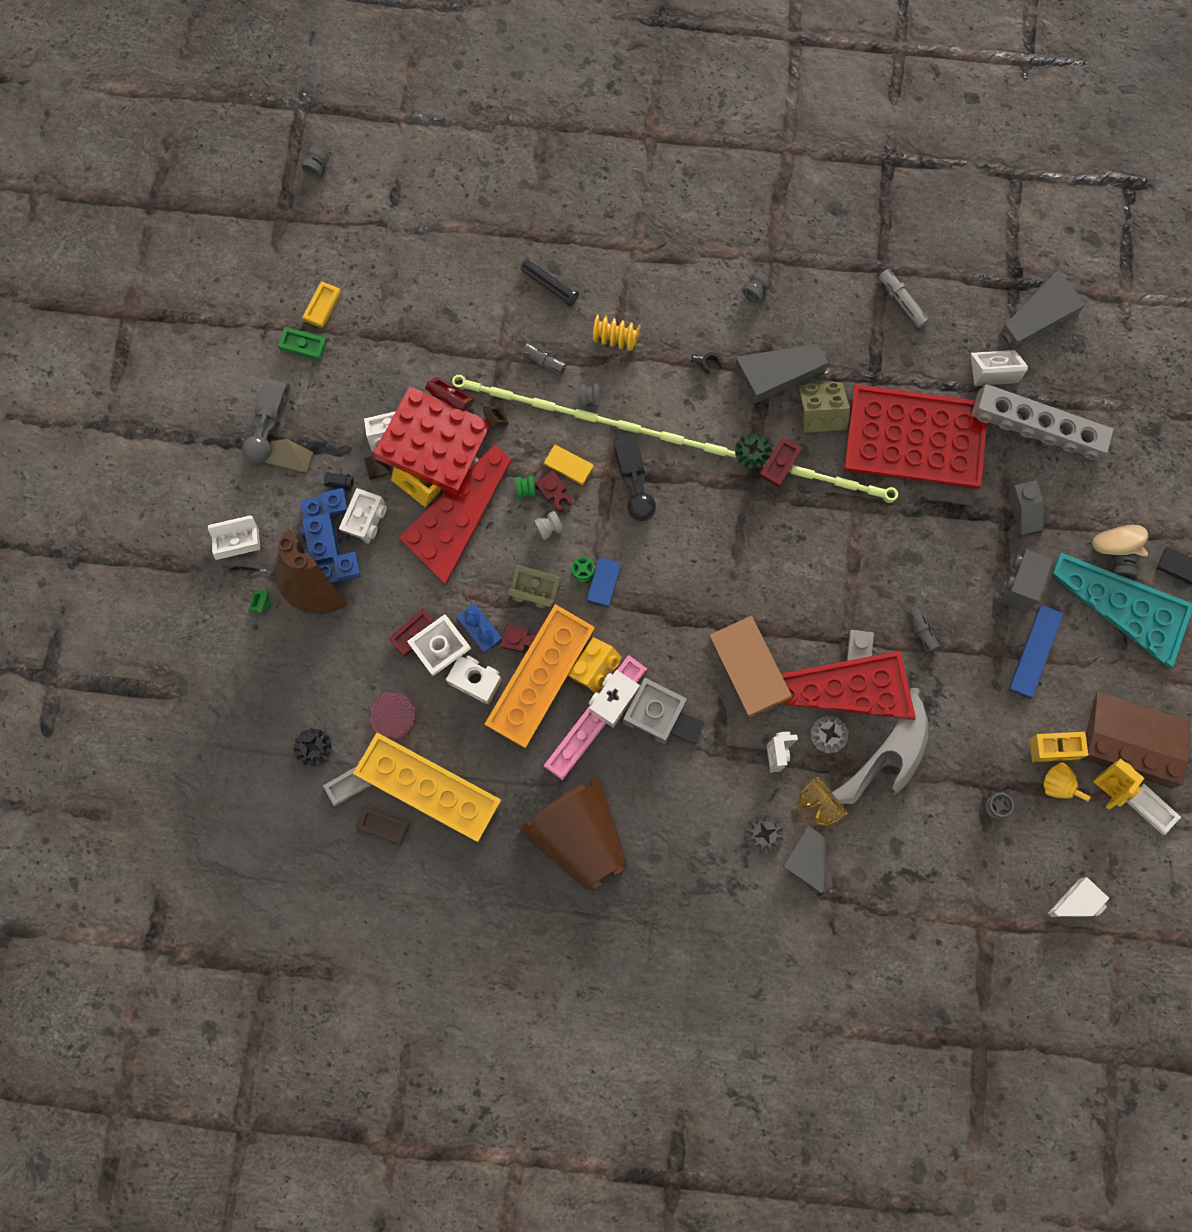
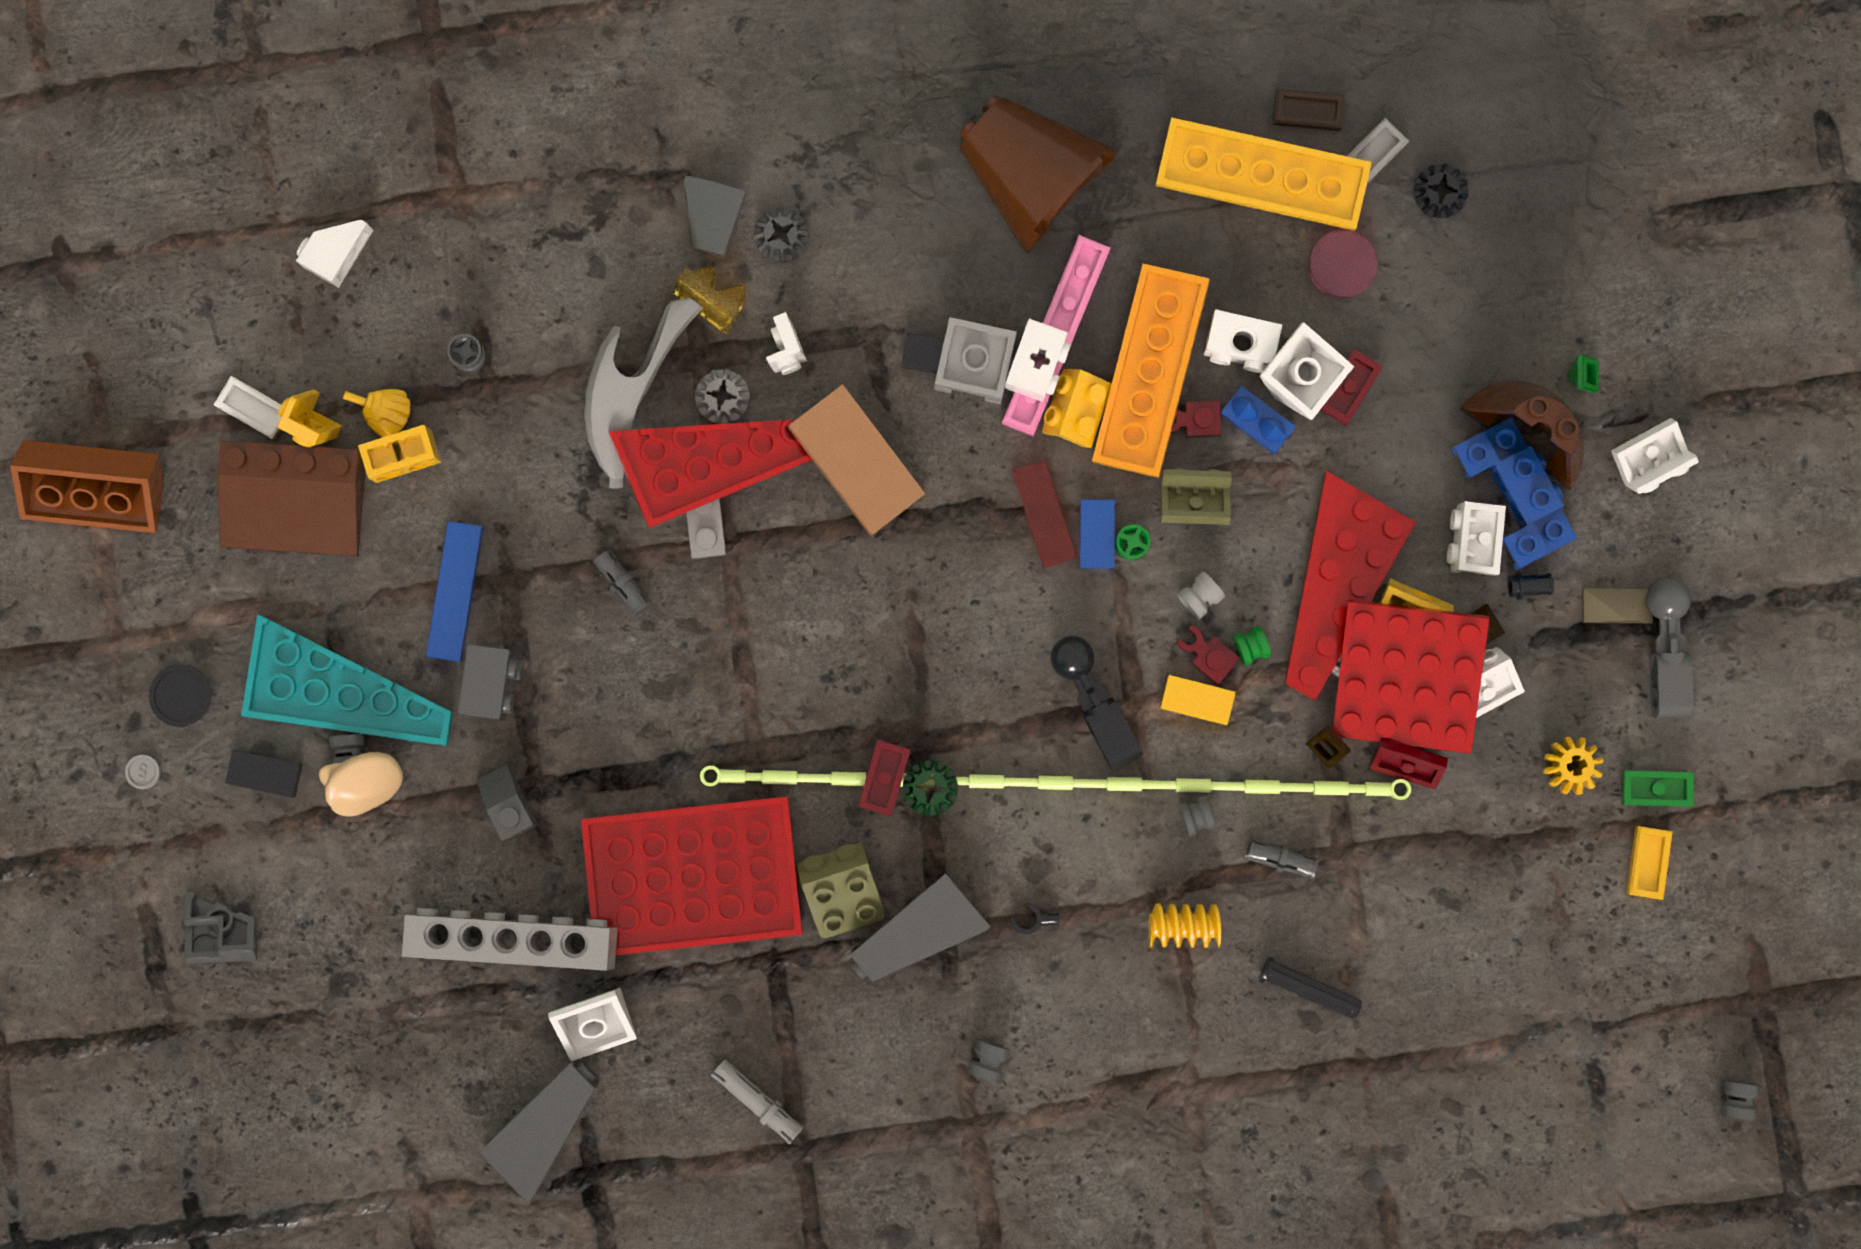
camera: 160 degrees right, 10 degrees up
(349, 368) = (1563, 756): none -> yellow gear
(635, 603) = (1044, 514): none -> clear red tile

